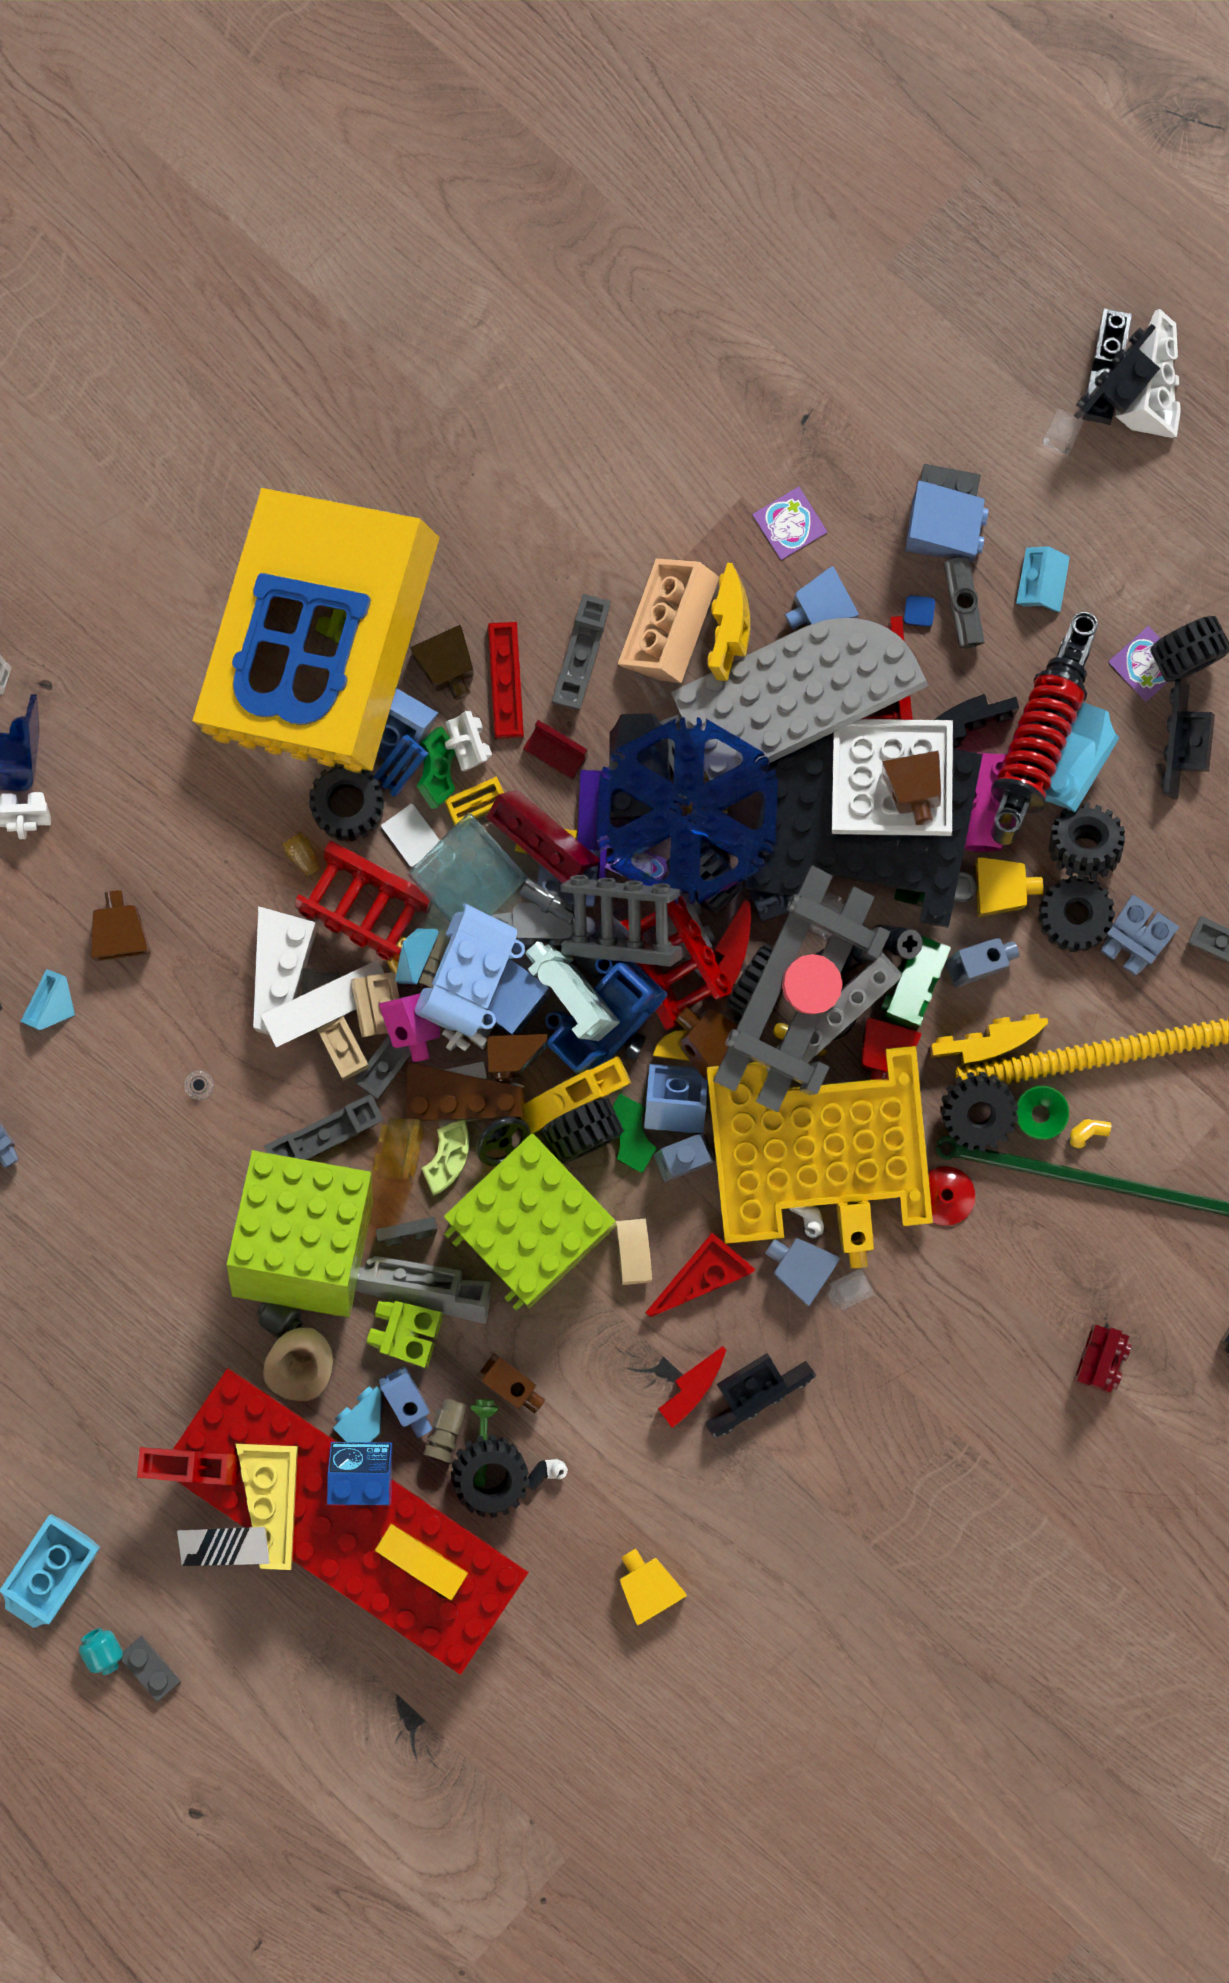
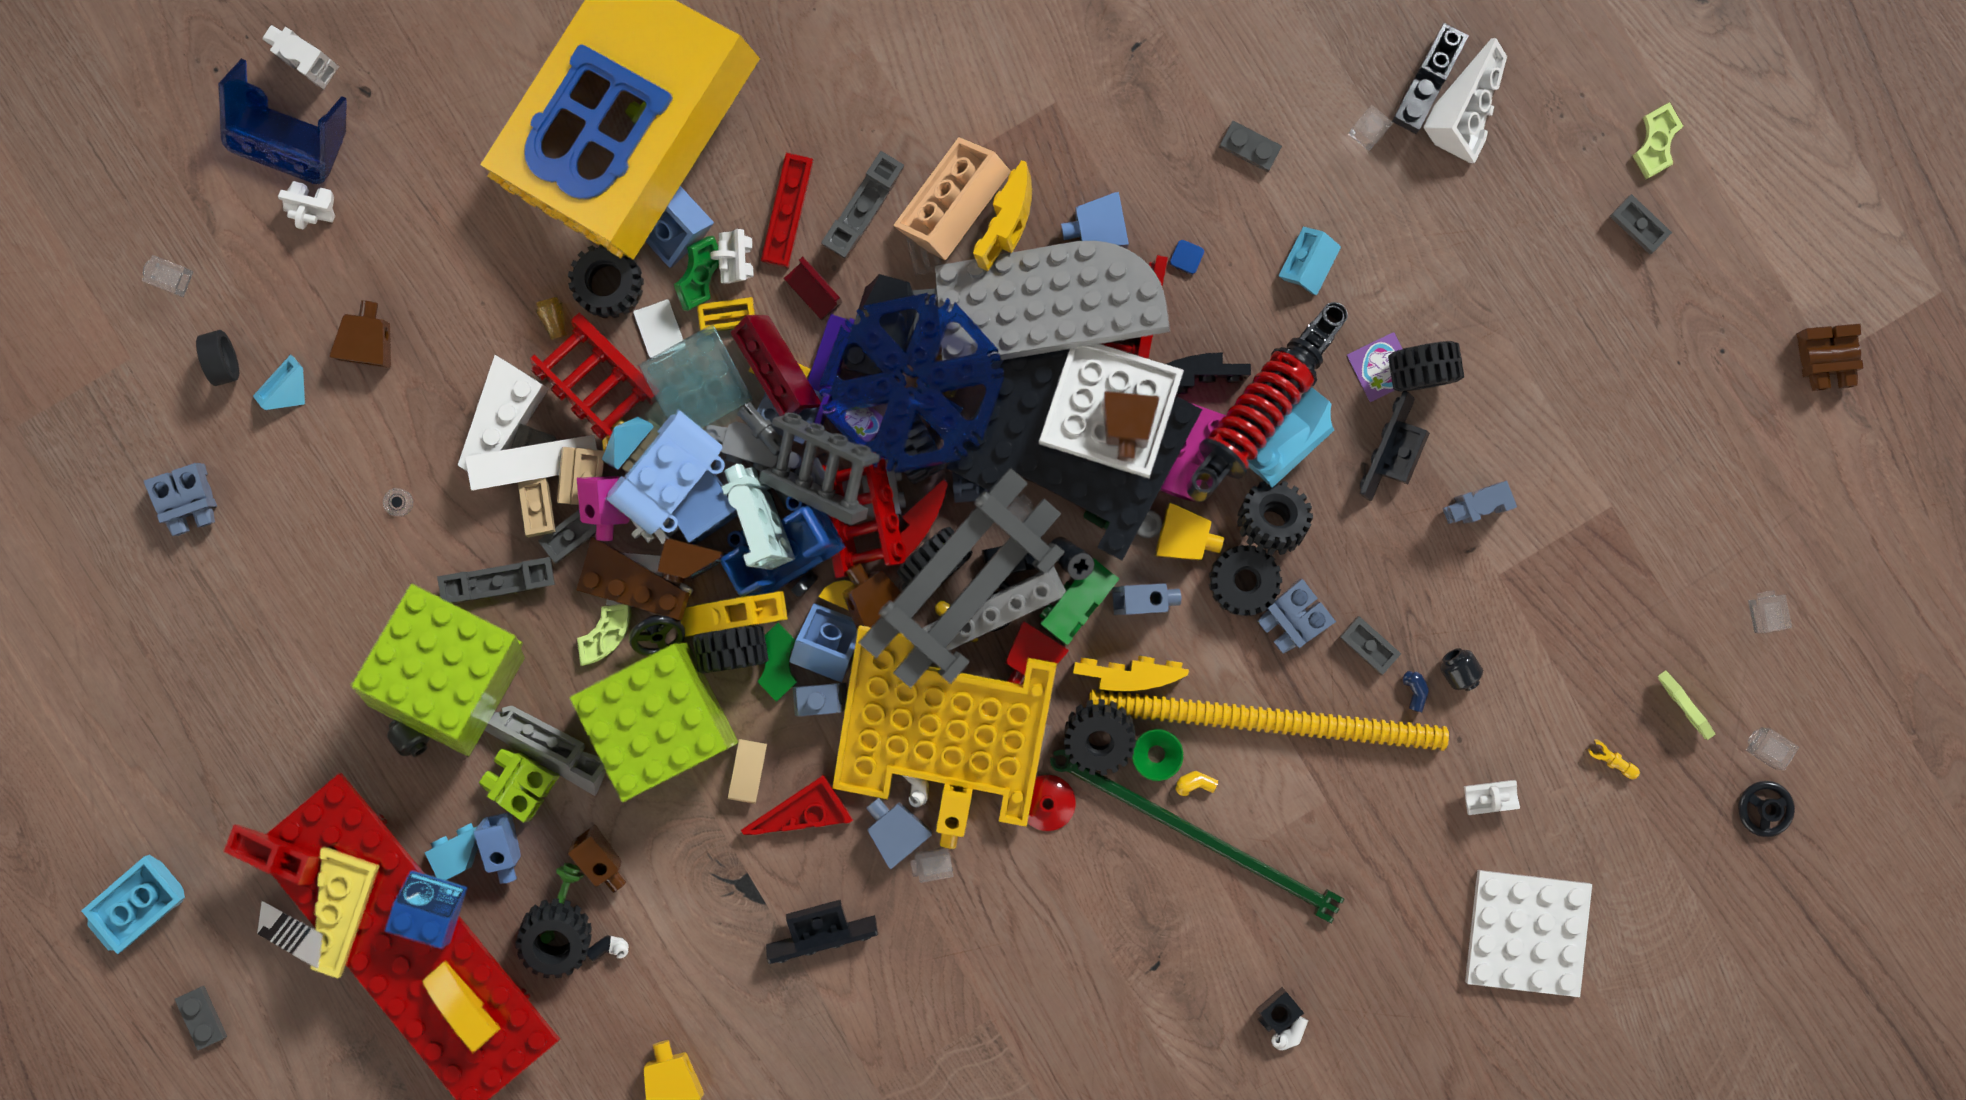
camera: 15 degrees right, 5 degrees up
(100, 1651) = (159, 991): teal head -> none
(299, 1365) = (411, 785): tan hat -> none
(388, 780) = (651, 272): blue tile -> none
(394, 1234) = (534, 691): dark grey plate -> none
(400, 1150) = (560, 619): clear yellow slope -> none
(445, 661) = (736, 176): dark brown torso -> none
(446, 1428) = (529, 882): dark tan axle -> none
(693, 1388) = (763, 911): red slope -> none
(790, 523) = (1092, 139): sticker -> none
(812, 984) = (977, 579): coral tile -> none
(945, 522) = (1235, 182): medium blue slope -> none
(960, 585) = (1231, 243): dark grey piece -> none
(1104, 1372) = (1142, 1009): dark red brick -> none
(1126, 378) = (1444, 95): black bracket -> none

